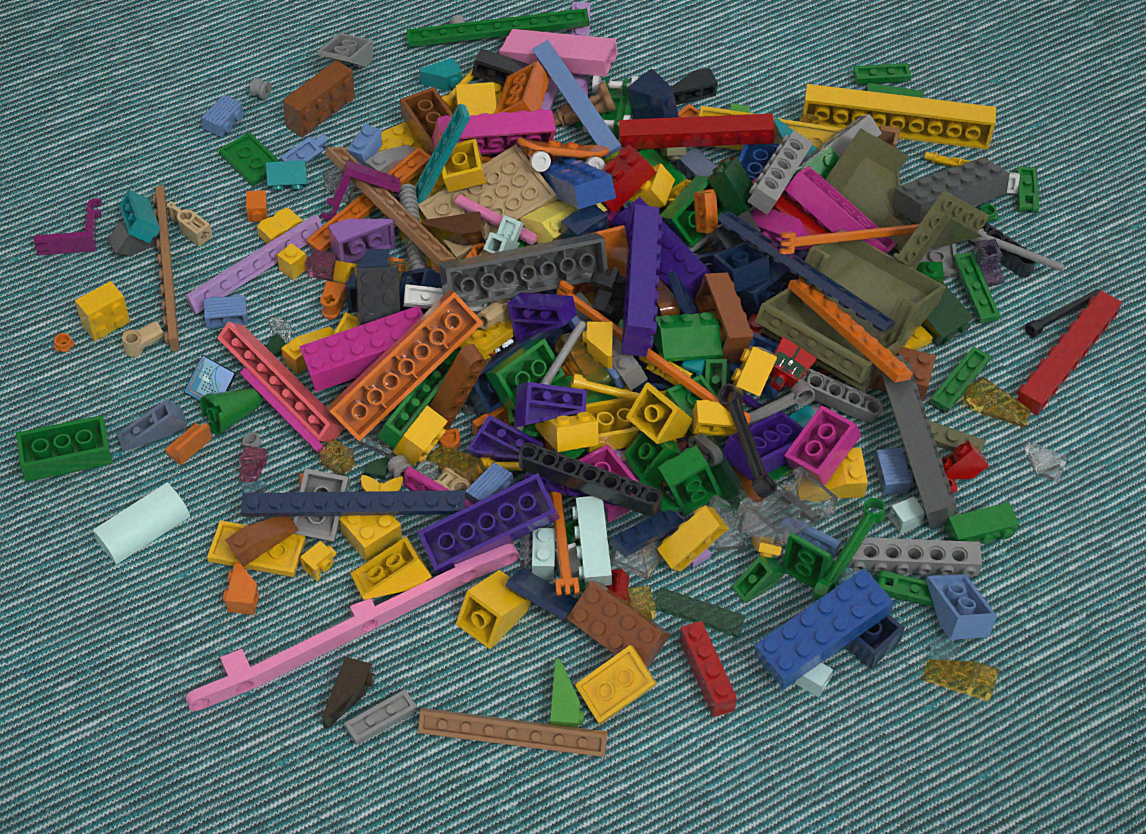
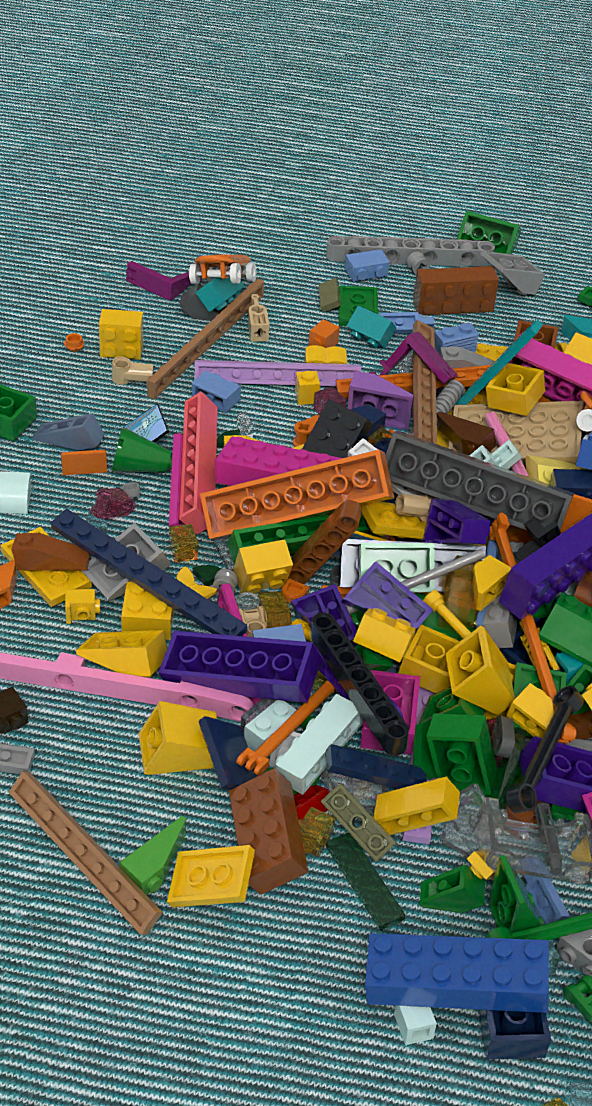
camera: 40 degrees right, 10 degrees down
(122, 189) = (210, 263): none -> piece
(220, 163) = (329, 295): none -> olive tile
(238, 81) = (438, 251): none -> light grey beam
(289, 28) = (484, 228): none -> green slope
(653, 573) = (370, 834): none -> olive tile
(707, 669) = (315, 932): red brick -> none

